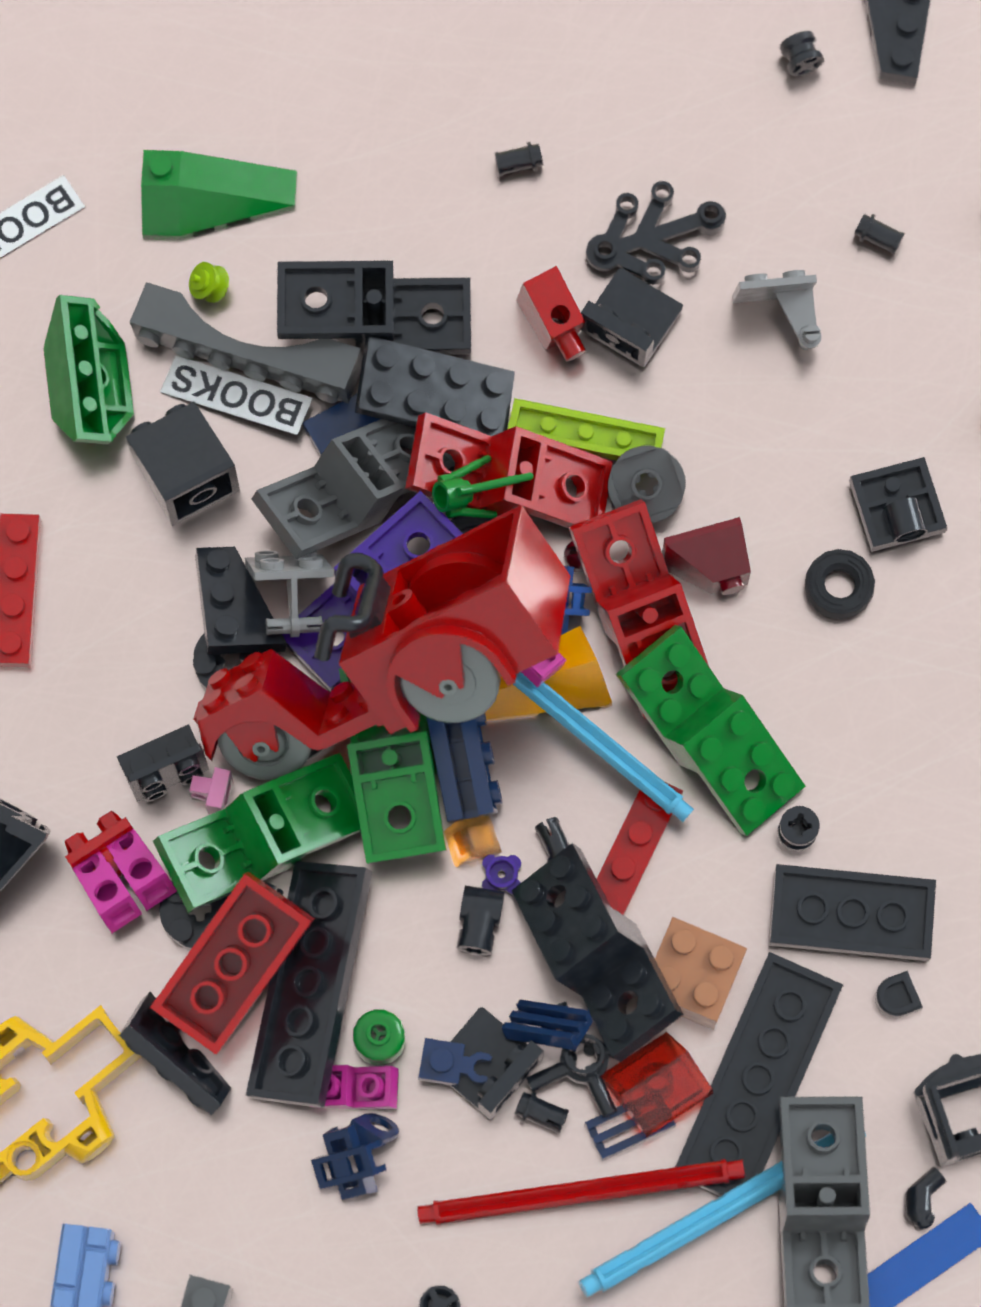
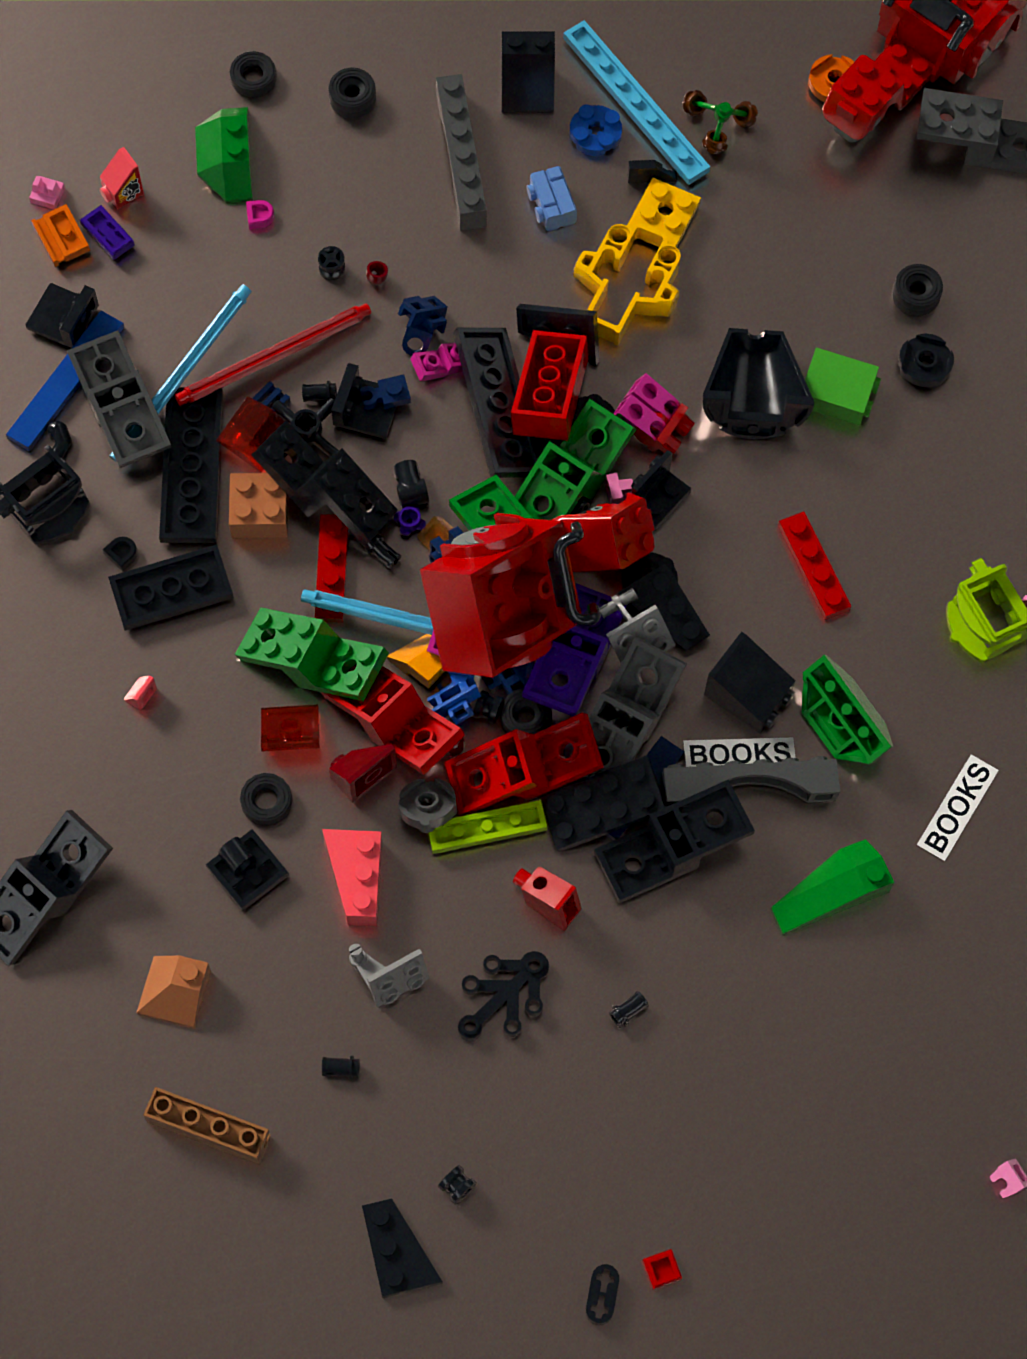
camera: 155 degrees right, 5 degrees down
(208, 282) = (799, 819): lime wheel -> none
(375, 1050) = (439, 388): green head -> none
(376, 1266) = (376, 272): none -> dark red hinge
(453, 494) = (550, 718): green plant -> none
(549, 1018) = (357, 435): dark blue tile -> none
(631, 317) = (493, 922): black bracket -> none
(767, 440) = (356, 869): none -> coral wedge
(775, 655) = (290, 728): none -> clear red slope
(797, 837) = (229, 631): black wheel -> none
(945, 788) = (141, 692): none -> coral slope

